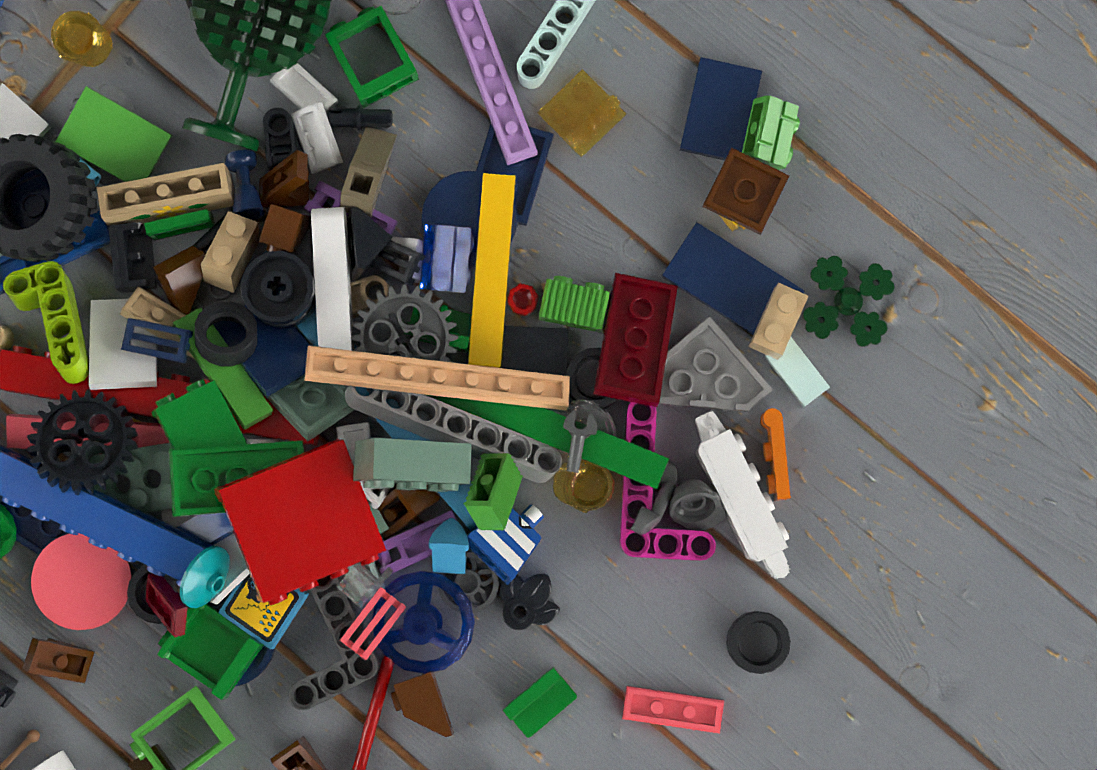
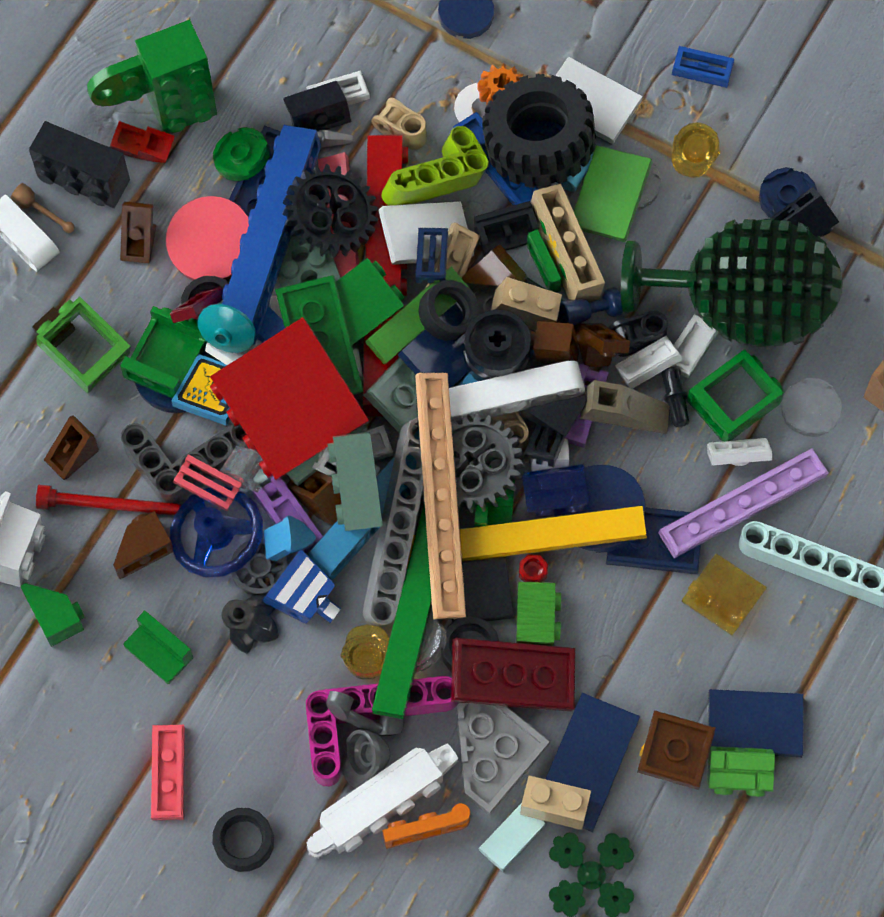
camera: 80 degrees right, 15 degrees down
(433, 65) = (739, 451): none -> white plate
(493, 491) = (344, 562): bright green brick -> none
(578, 439) = (409, 630): dark grey bar -> none

